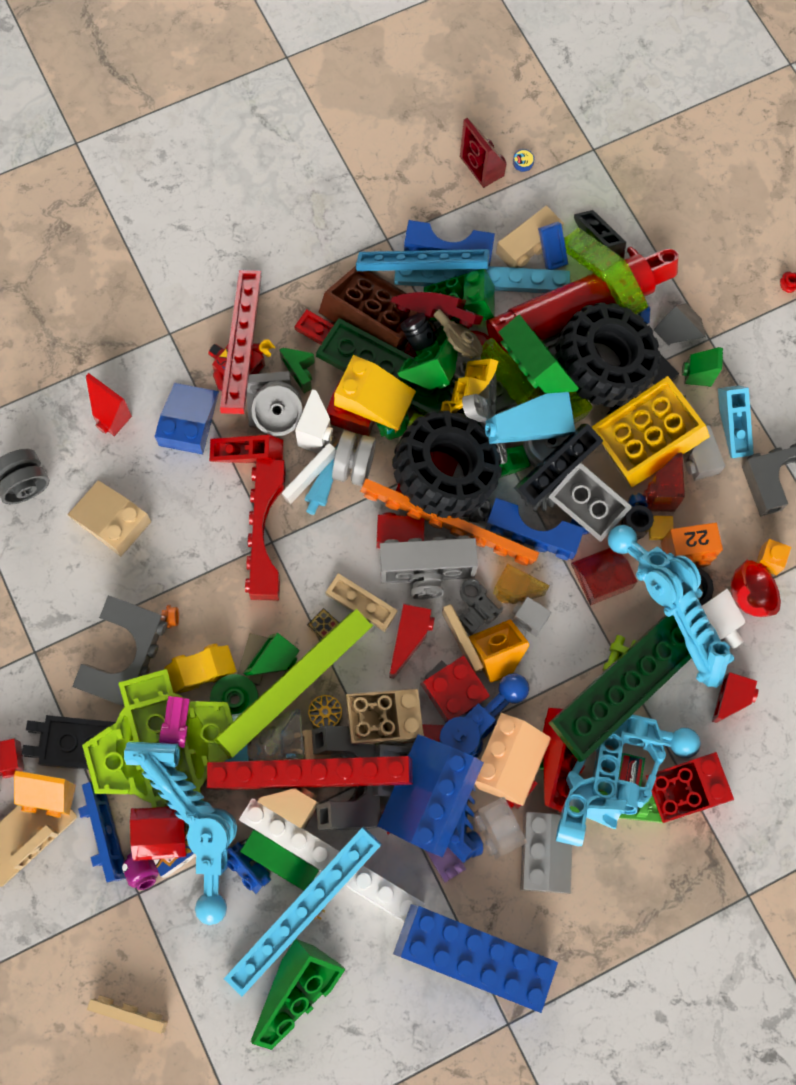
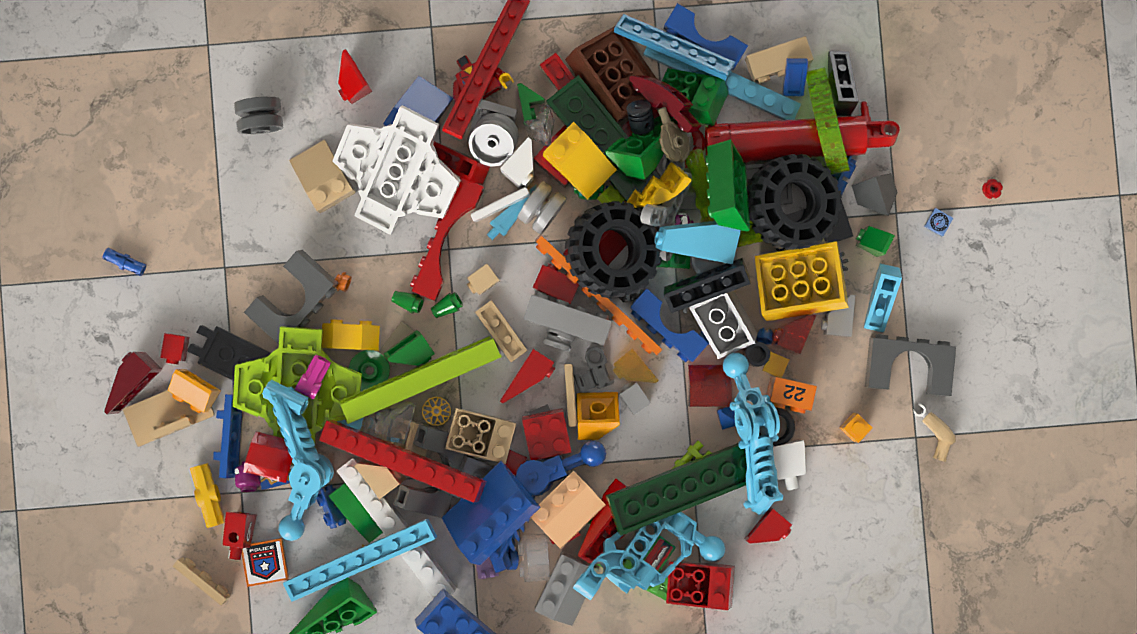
camera: 25 degrees right, 15 degrees up
(100, 910) = (207, 495): none -> yellow piece
(150, 926) = (238, 524): none -> red torso
(186, 474) = (396, 170): none -> white plate
(193, 963) = (265, 562): none -> tile
(249, 609) = (408, 301): none -> green cone
(292, 598) = (447, 305): none -> green cone
(320, 381) = (542, 127): none -> clear slope
(320, 556) = (482, 280): none -> tan brick
(322, 623) = (463, 336): tile -> none
(637, 599) = (726, 417): none -> blue slope
(754, 331) = (938, 222): none -> medium blue tile
(755, 590) = (827, 451): red cylinder -> none

